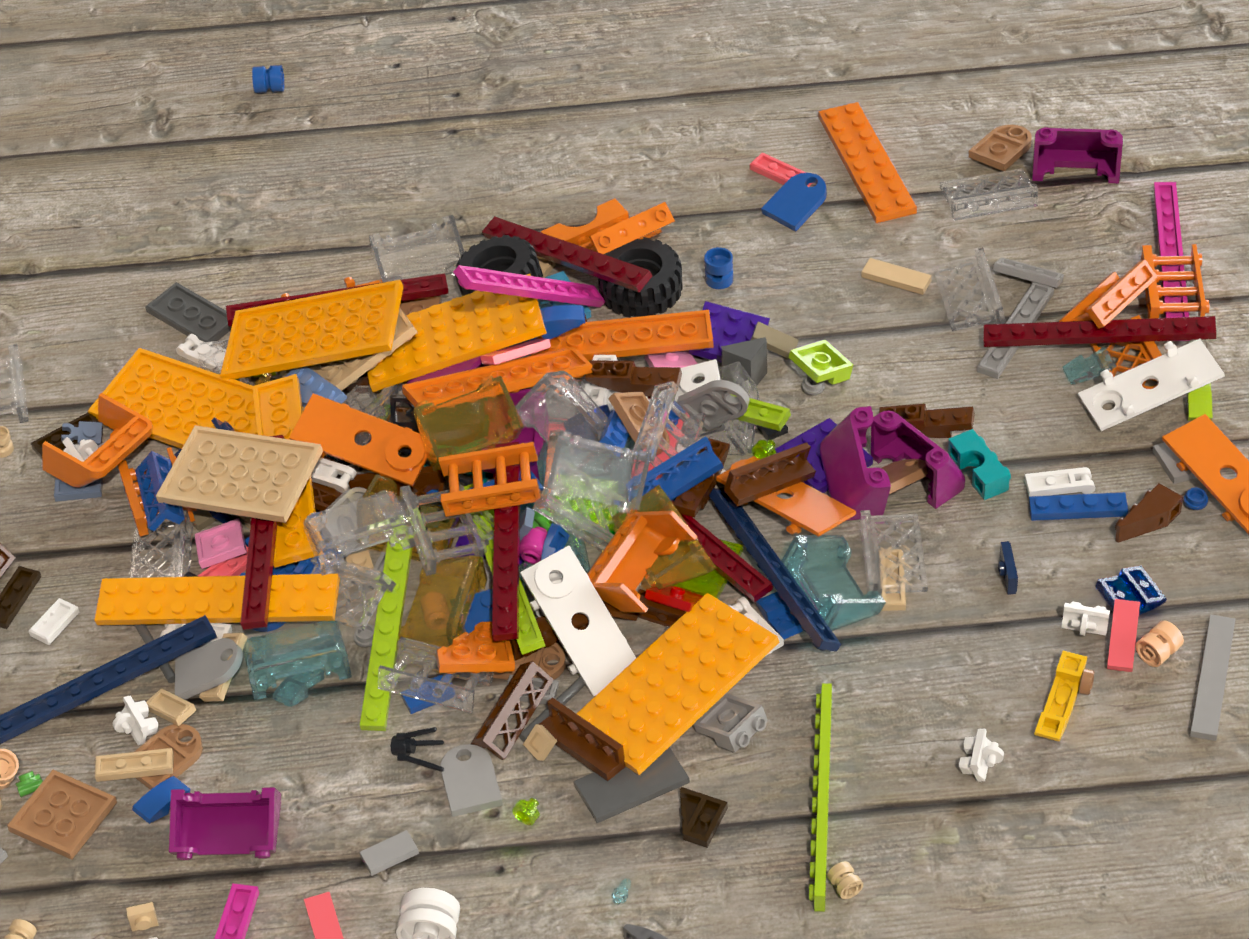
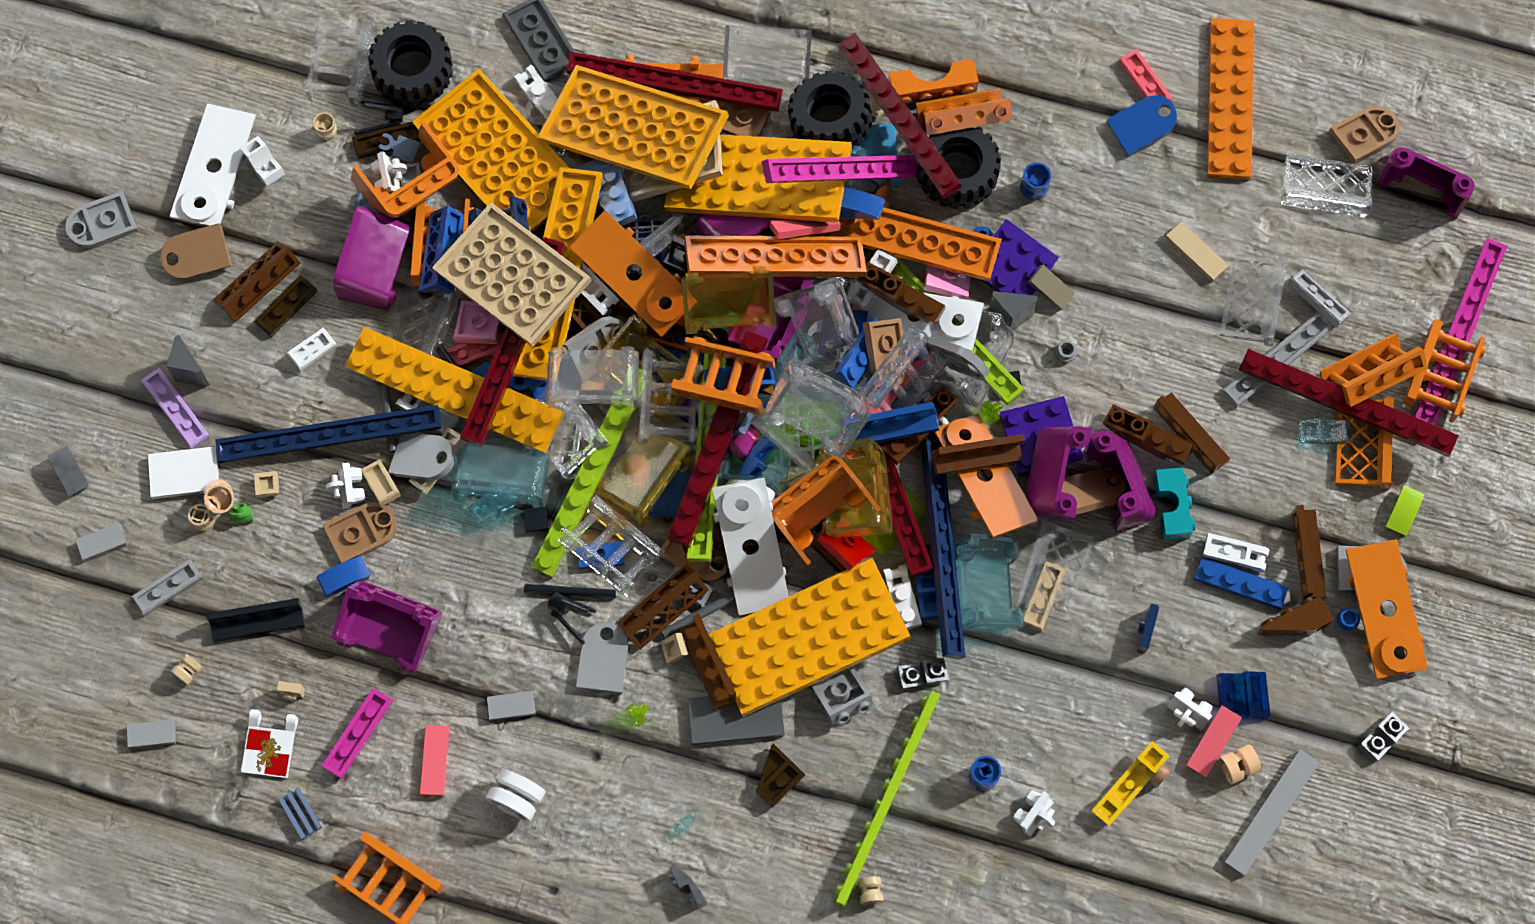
camera: 15 degrees right, 25 degrees up
(47, 748) = (266, 484): none -> tan plate
(62, 814) = (258, 558): medium nougat plate -> none
(65, 410) = (393, 113): none -> black plant
(73, 383) = (404, 39): none -> black tyre
(81, 869) = (256, 619): none -> black fence
(88, 527) = (371, 259): none -> magenta windscreen
(134, 764) = (331, 533): tan tile -> none
(347, 686) = (536, 519): none -> black tile
(386, 740) = (570, 591): none -> black bar
(476, 653) = (648, 542): orange plate -> none
(805, 682) = (922, 674): none -> flat silver slope
(822, 362) = (1081, 334): lime plate -> none
(911, 737) = (984, 773): none -> blue wheel
(985, 414) = (1188, 428): none -> reddish brown fence
(1125, 458) = (1308, 553): none -> reddish brown fence
(1177, 374) = (1398, 481): white piece -> none

